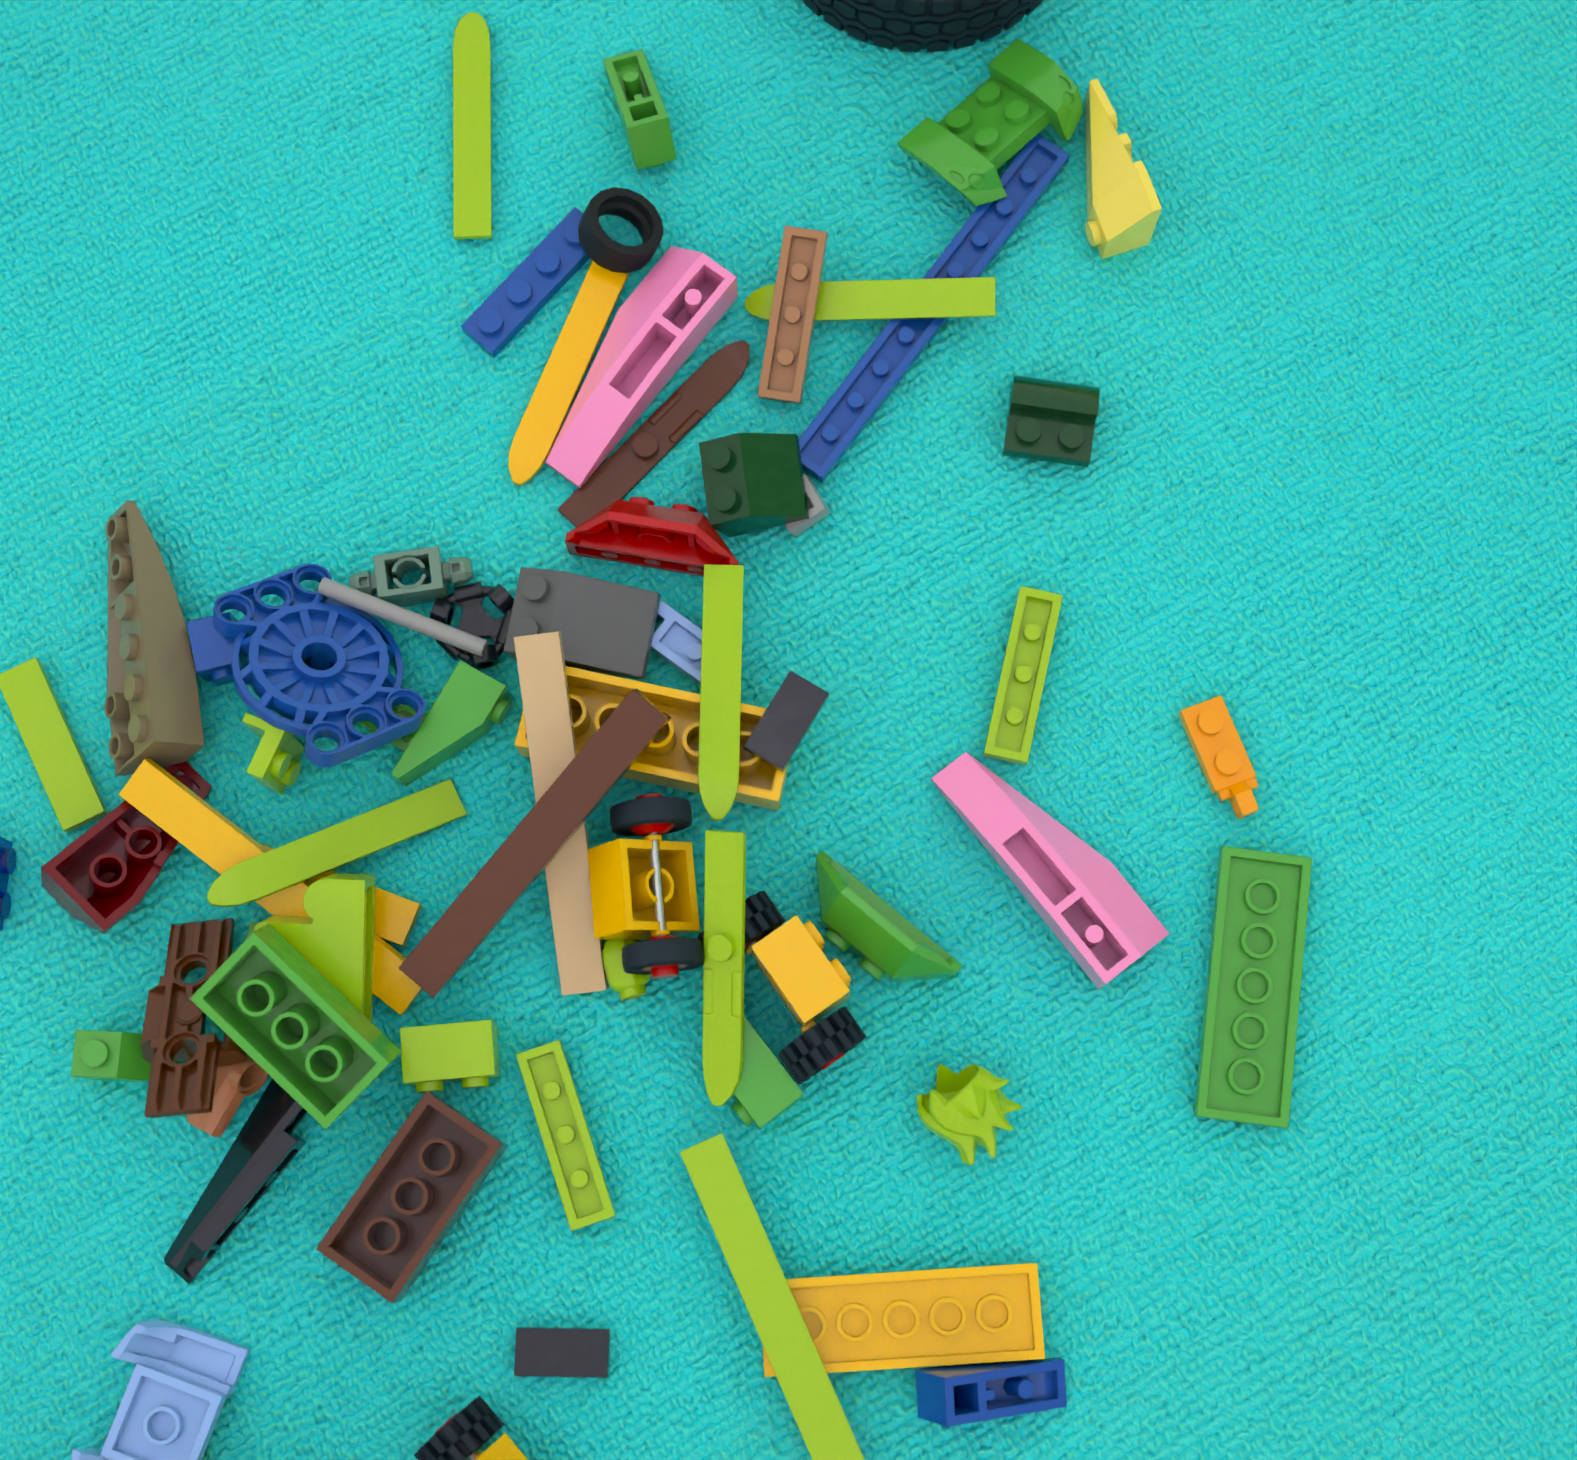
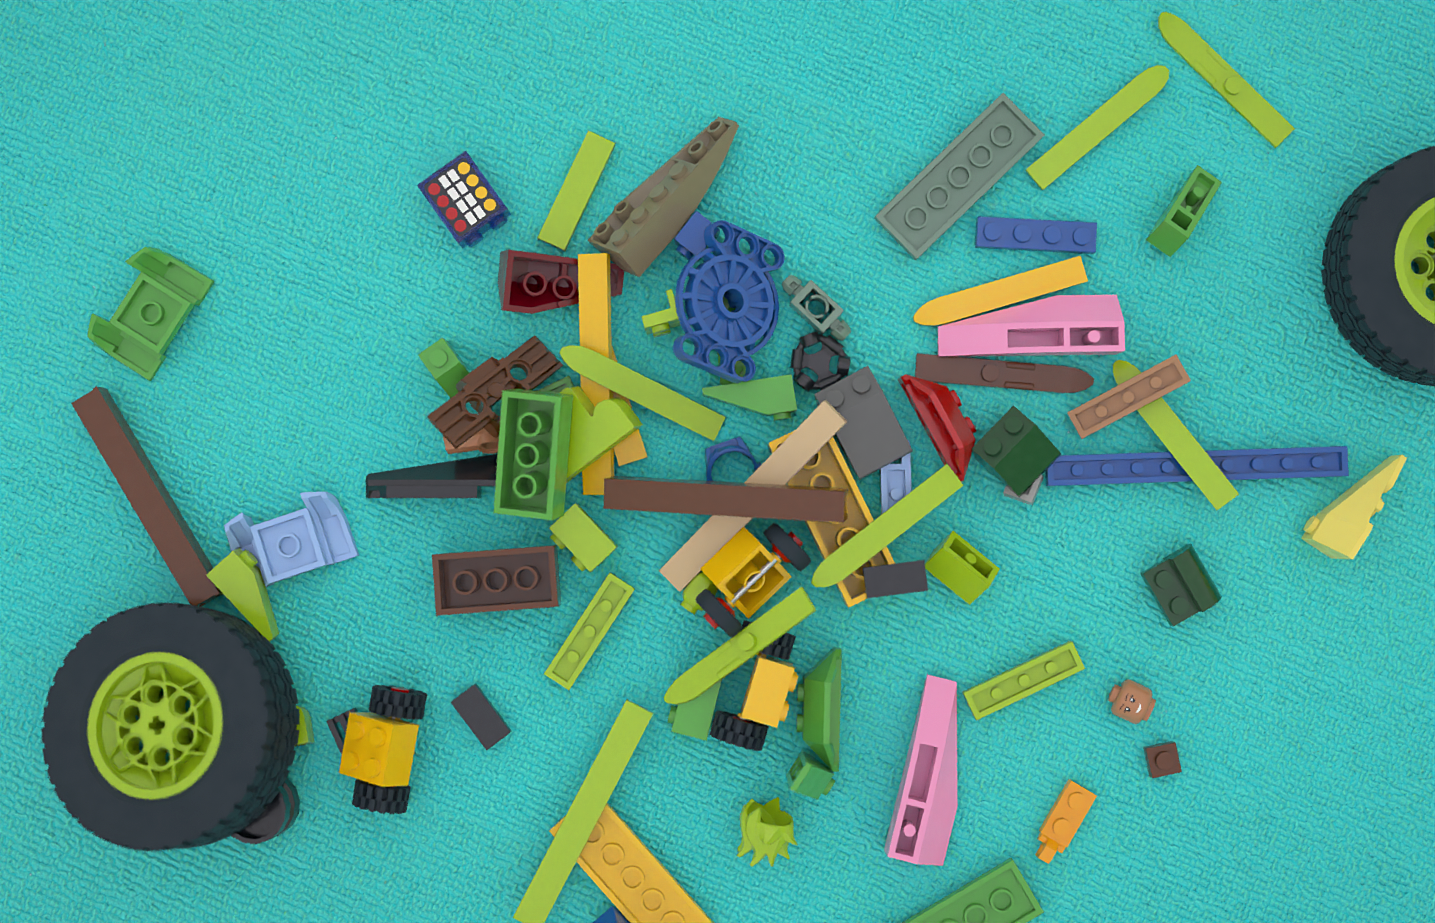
camera: 50 degrees right, 10 degrees up
(400, 313) = (959, 176): none -> sand green plate
(402, 616) = (790, 323): light grey bar -> none
(489, 795) = (733, 445): none -> blue helmet
(630, 207) = (1121, 262): black tyre -> none
(837, 642) = (961, 567): none -> lime brick
(942, 1002) = (810, 776): none -> bright green slope
(996, 122) = (1335, 419): bright green piece -> none
(1141, 573) = (1131, 701): none -> nougat head
(1235, 592) = (1162, 759): none -> reddish brown plate

